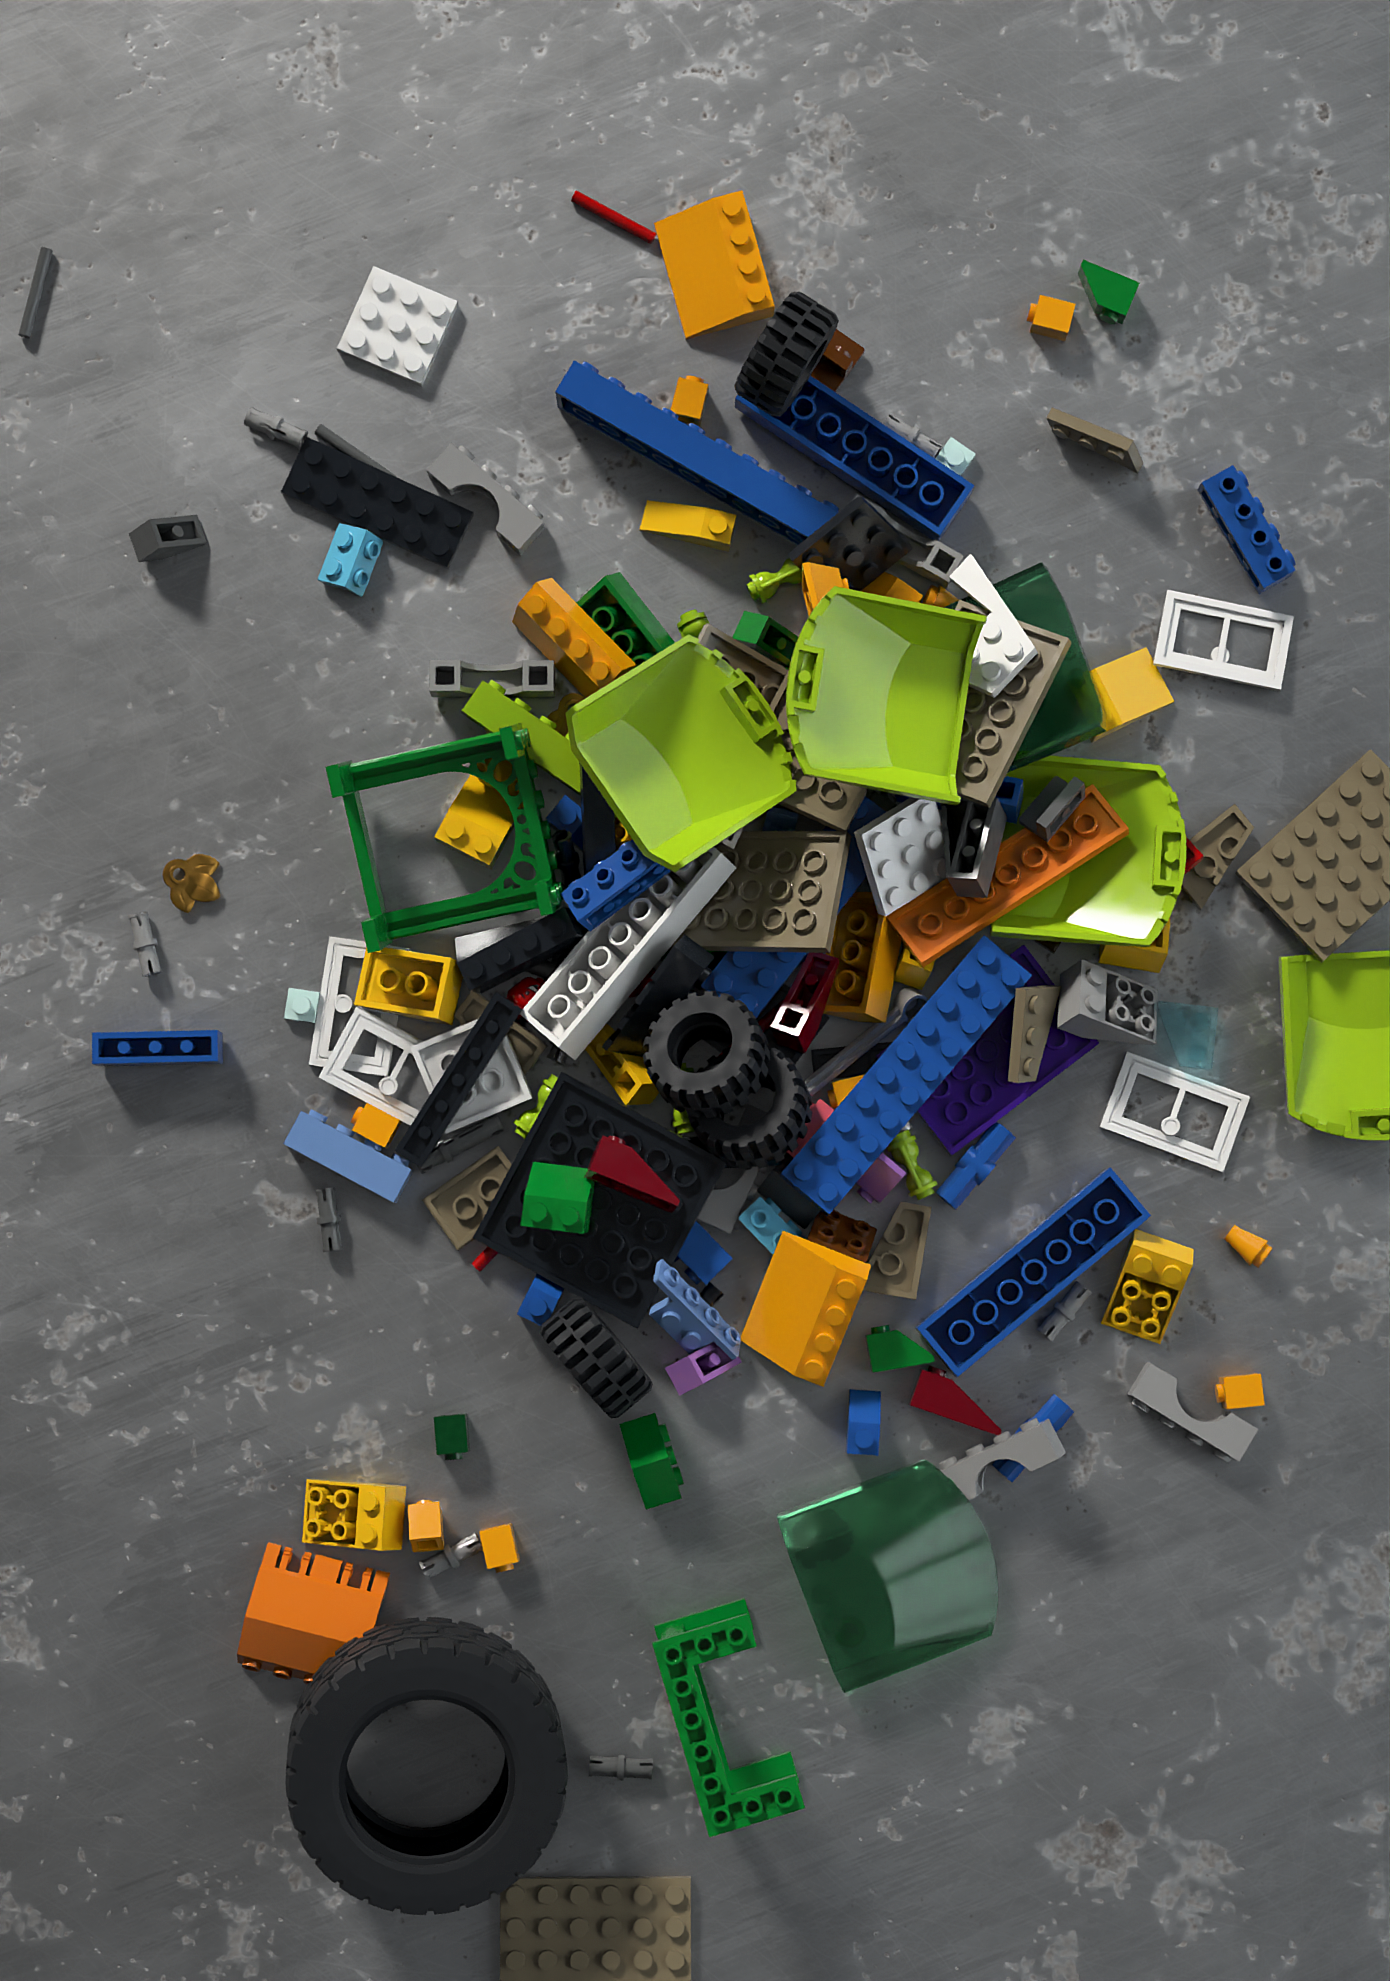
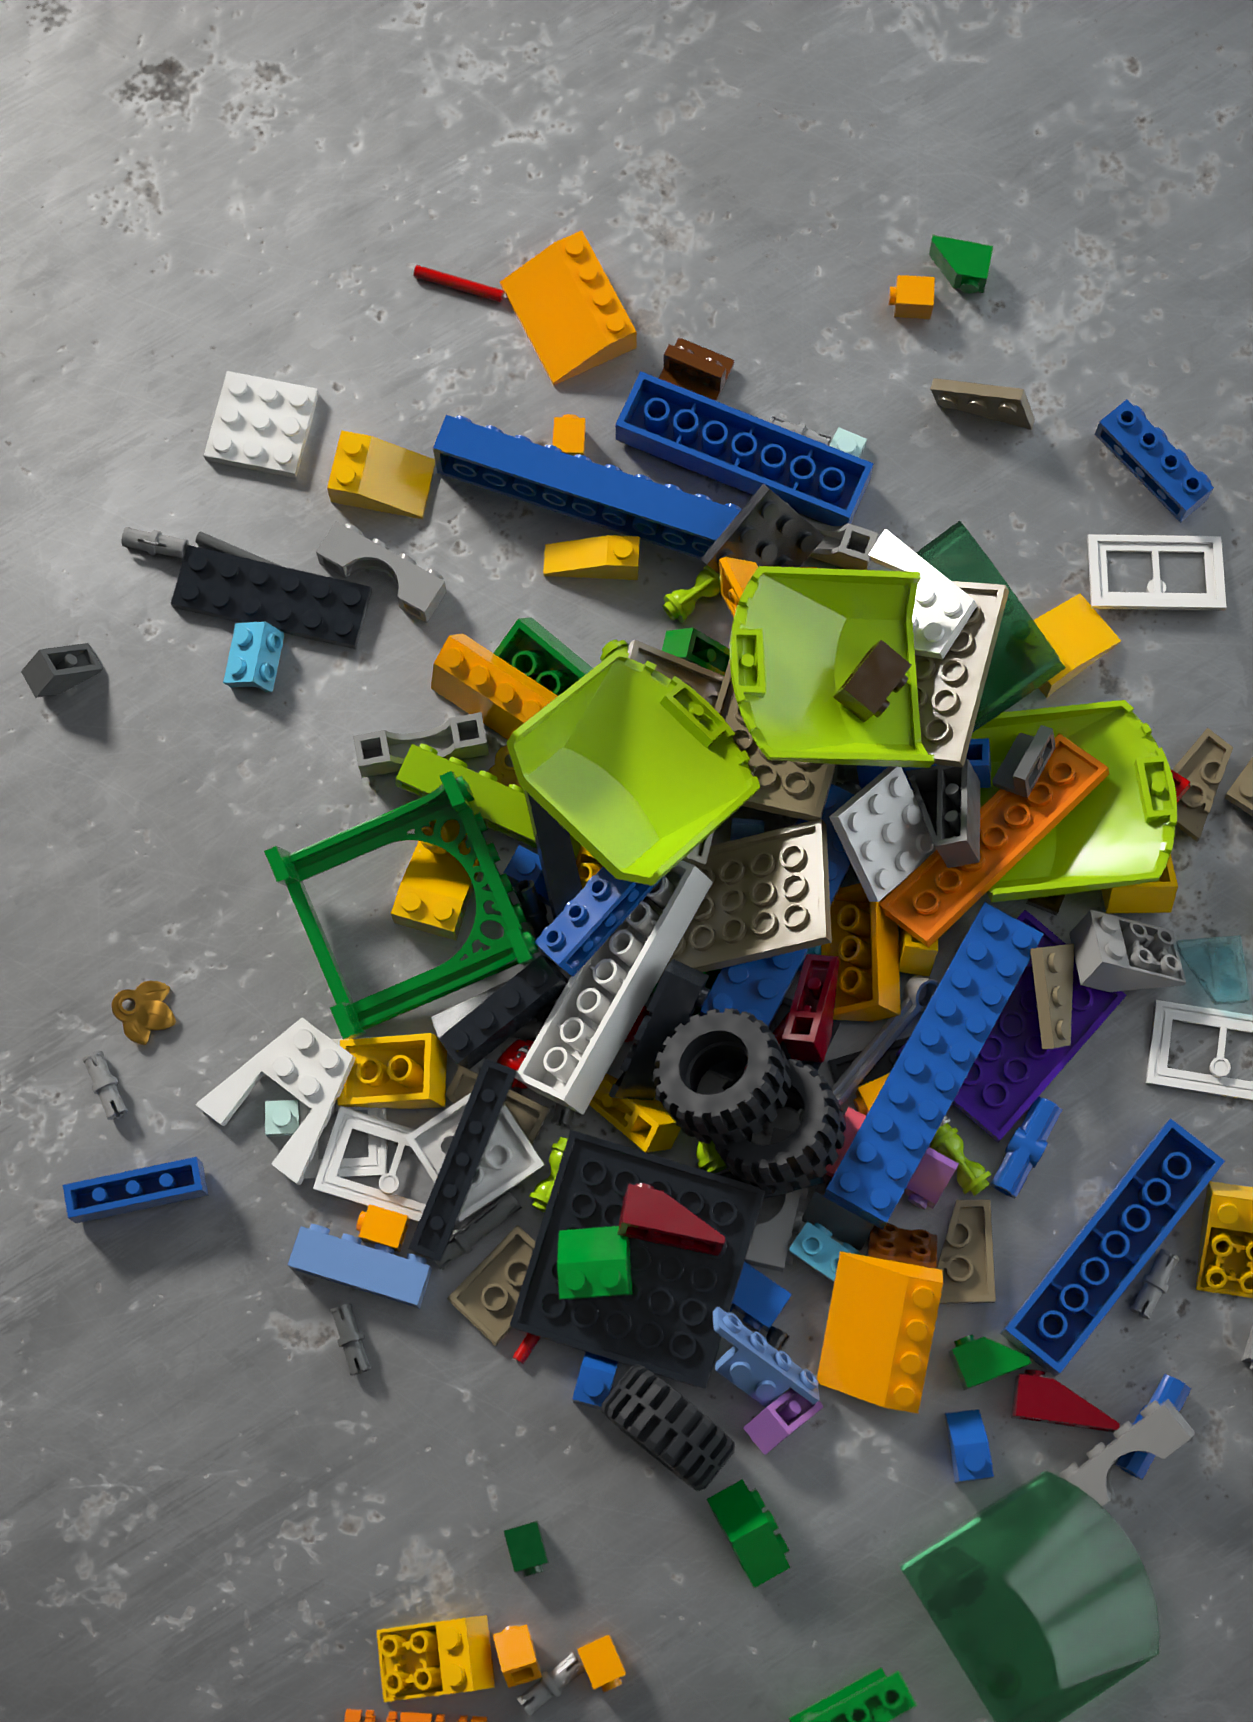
camera: 10 degrees left, 10 degrees down
(334, 967) = (304, 1065): none -> white wing
(502, 402) = (380, 476): none -> yellow slope
(786, 353) = (659, 362): black tyre -> none
(921, 712) = (873, 681): none -> dark brown brick

